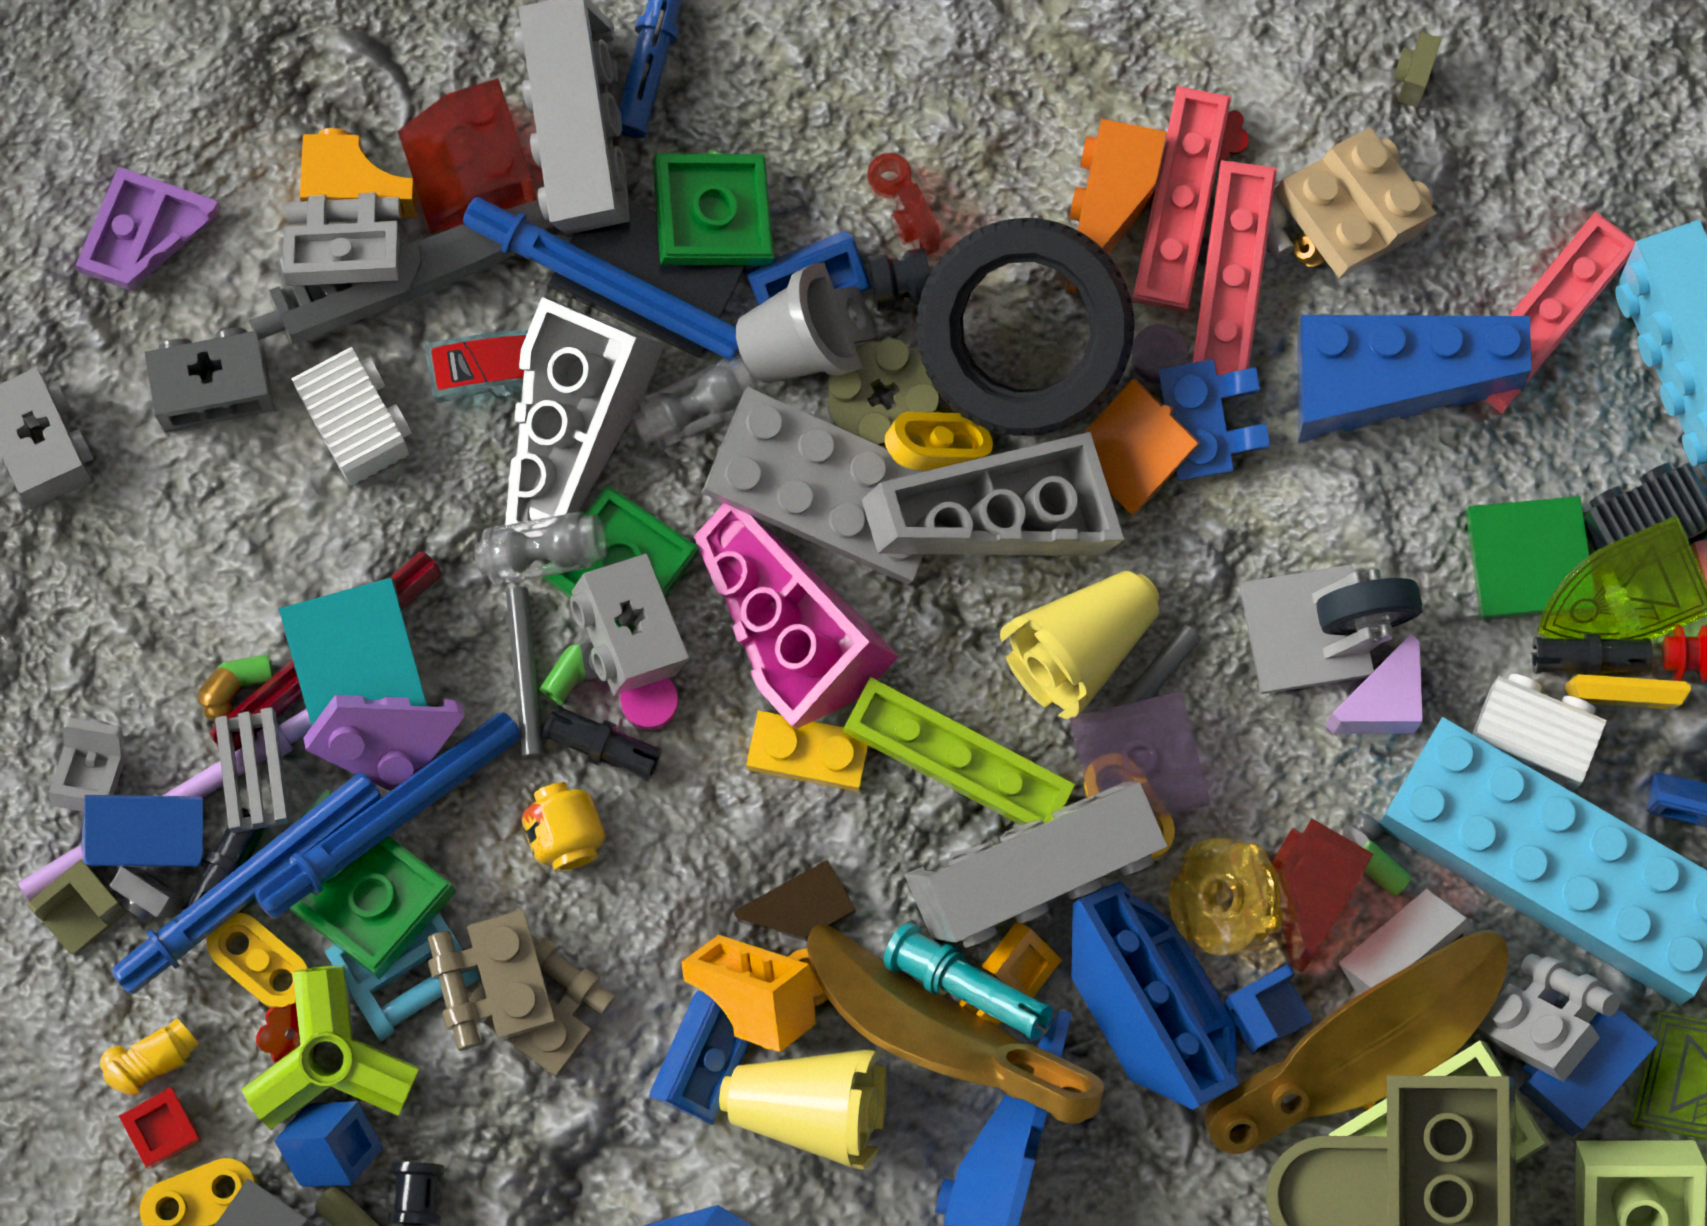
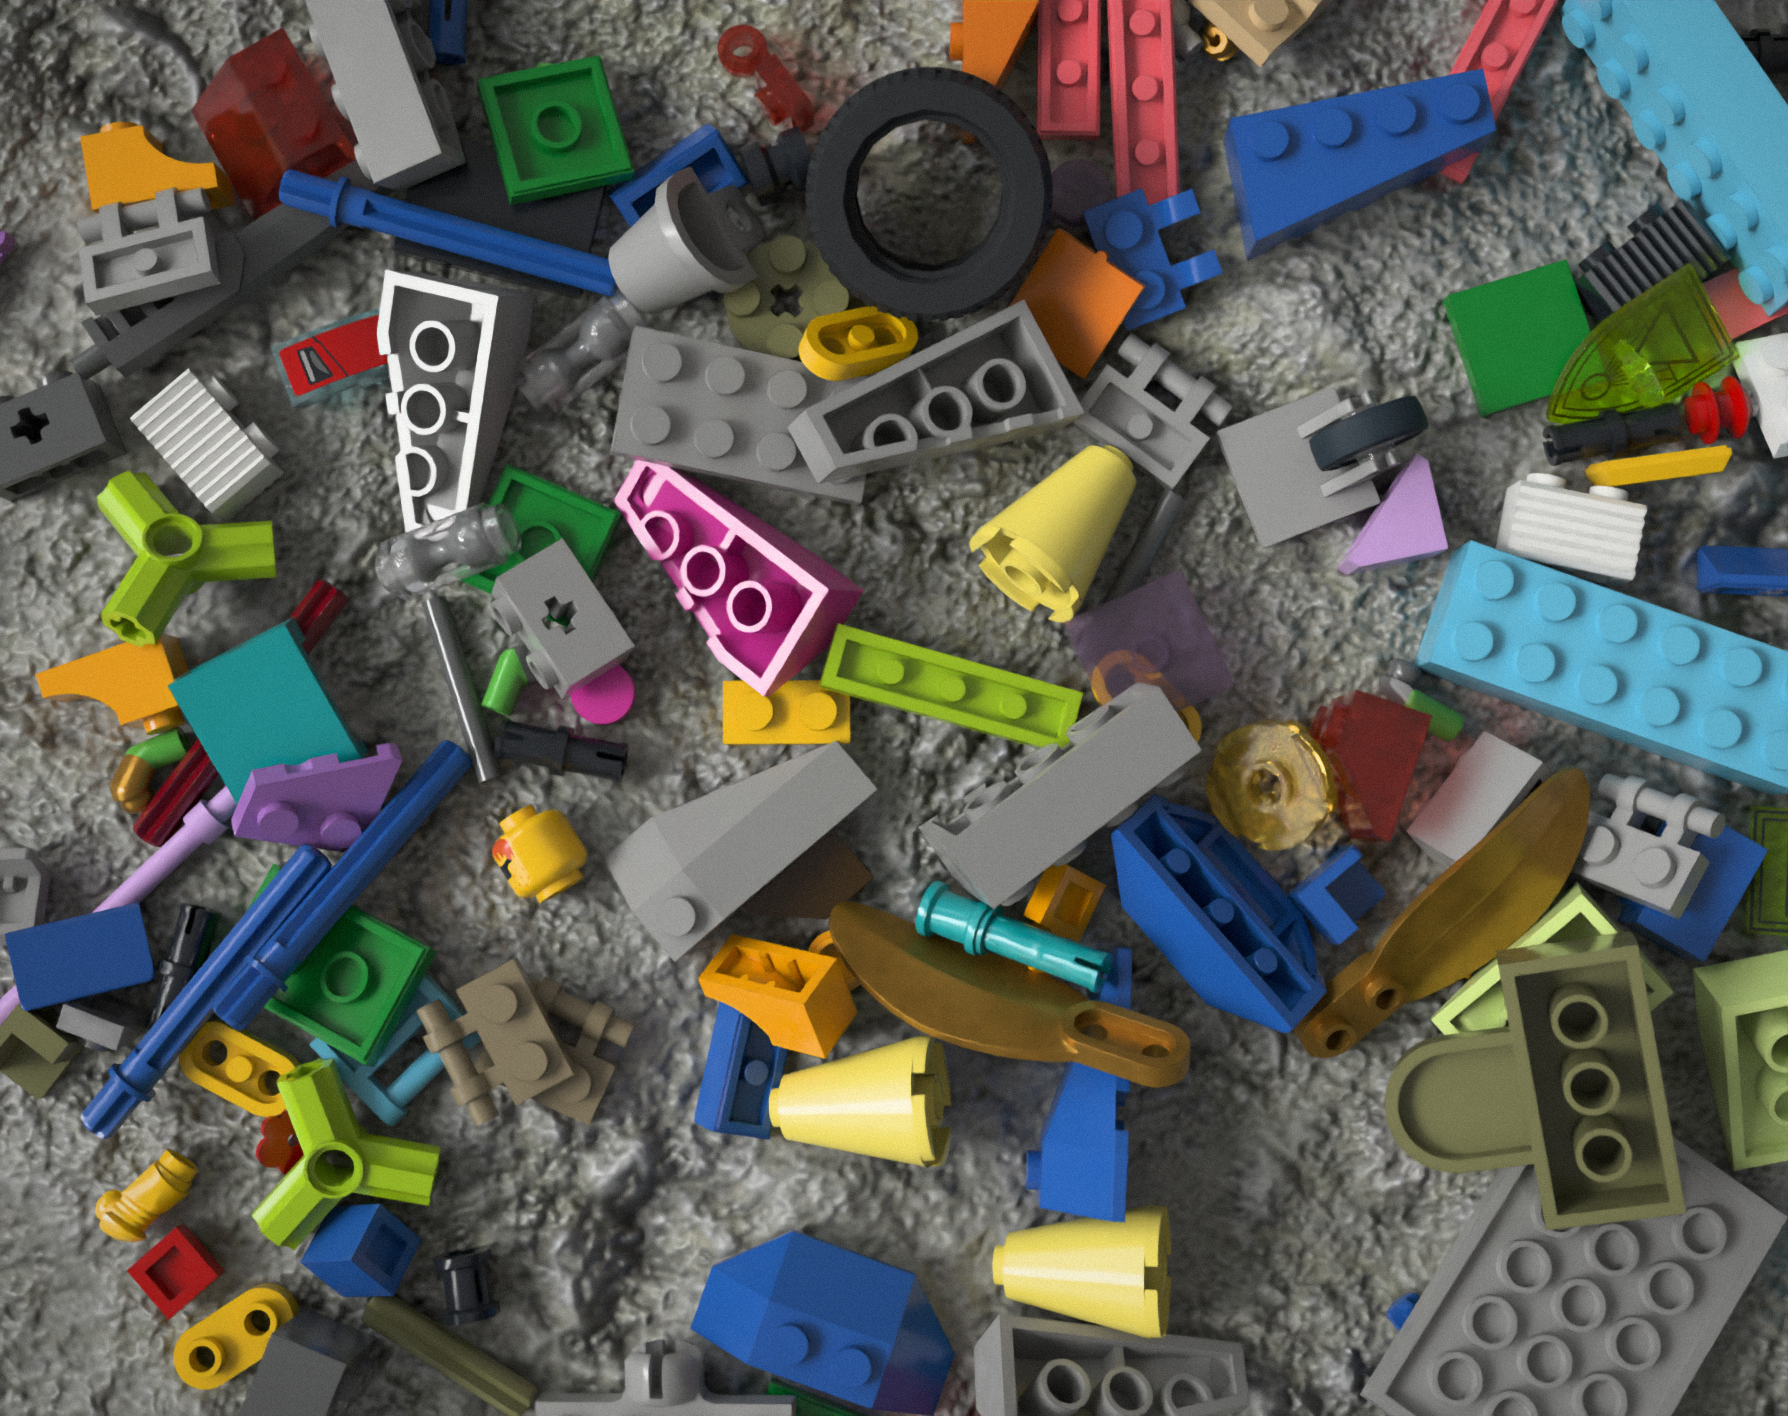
camera: 10 degrees left, 10 degrees up
(236, 600) = (126, 680): none -> light orange arch
(245, 724) = (161, 872): light grey tile -> none
(302, 503) = (159, 582): none -> lime piece
(720, 858) = (717, 852): none -> light grey wedge
(1173, 564) = (1140, 426): none -> light grey plate

